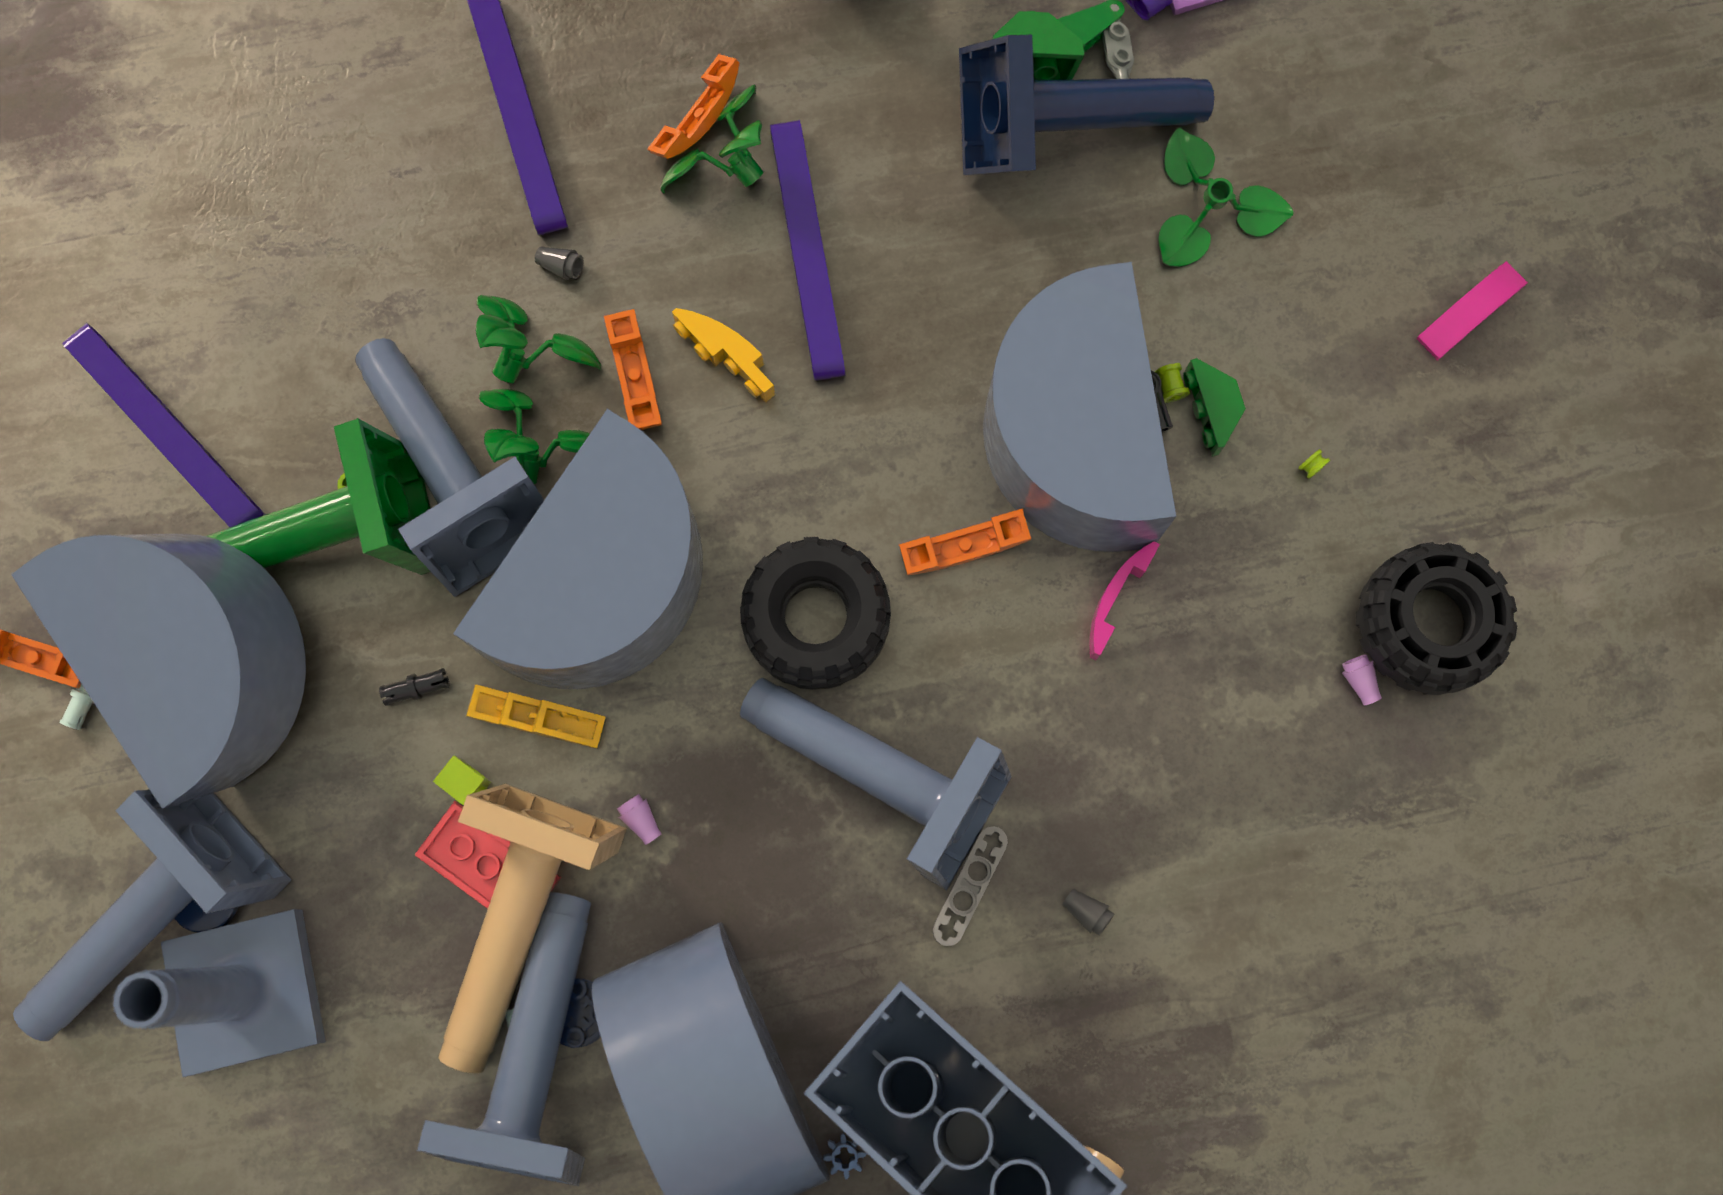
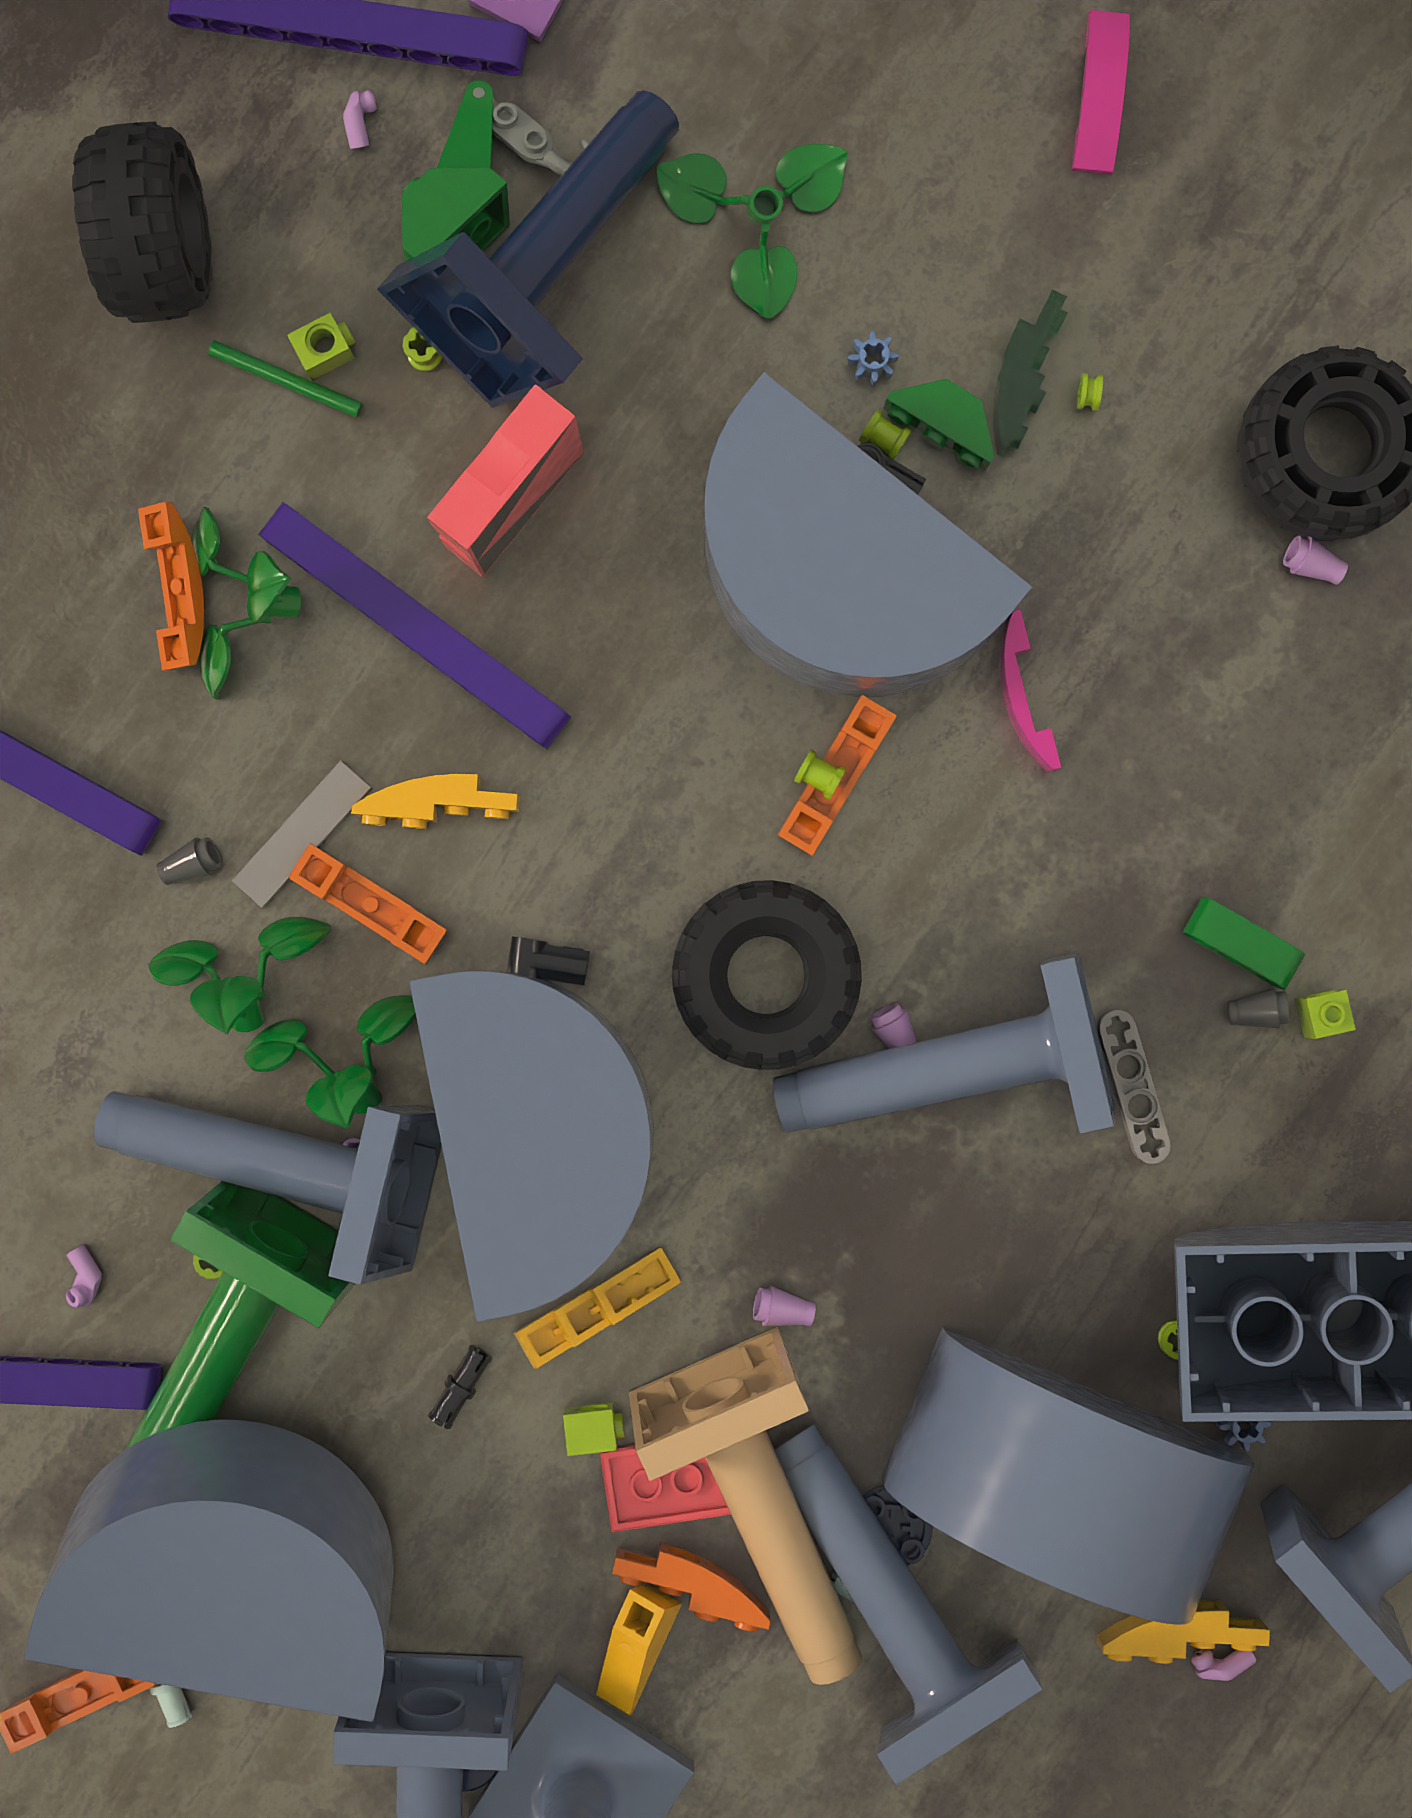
camera: 45 degrees left, 10 degrees up
(277, 432) = (87, 1278): none -> lavender arm
(361, 933) = (636, 1645): none -> yellow slope
(437, 943) = (711, 1588): none -> orange slope
(647, 301) = (309, 823): none -> light grey tile
(702, 496) = (547, 962): none -> black piece
(862, 714) = (893, 1026): none -> lavender cone
(865, 62) = (285, 379): none -> green bar
(899, 49) = (305, 341): none -> lime brick
(932, 207) = (508, 481): none -> coral tile
(951, 108) = (411, 345): none -> lime bush
(955, 531) = (820, 774): none -> lime bush
(1115, 862) = (1243, 943): none -> green beam
(1126, 950) = (1325, 1013): none -> lime brick
(1198, 341) = (870, 348): none -> medium blue gear
(1276, 421) = (1017, 383): none -> clear green slope

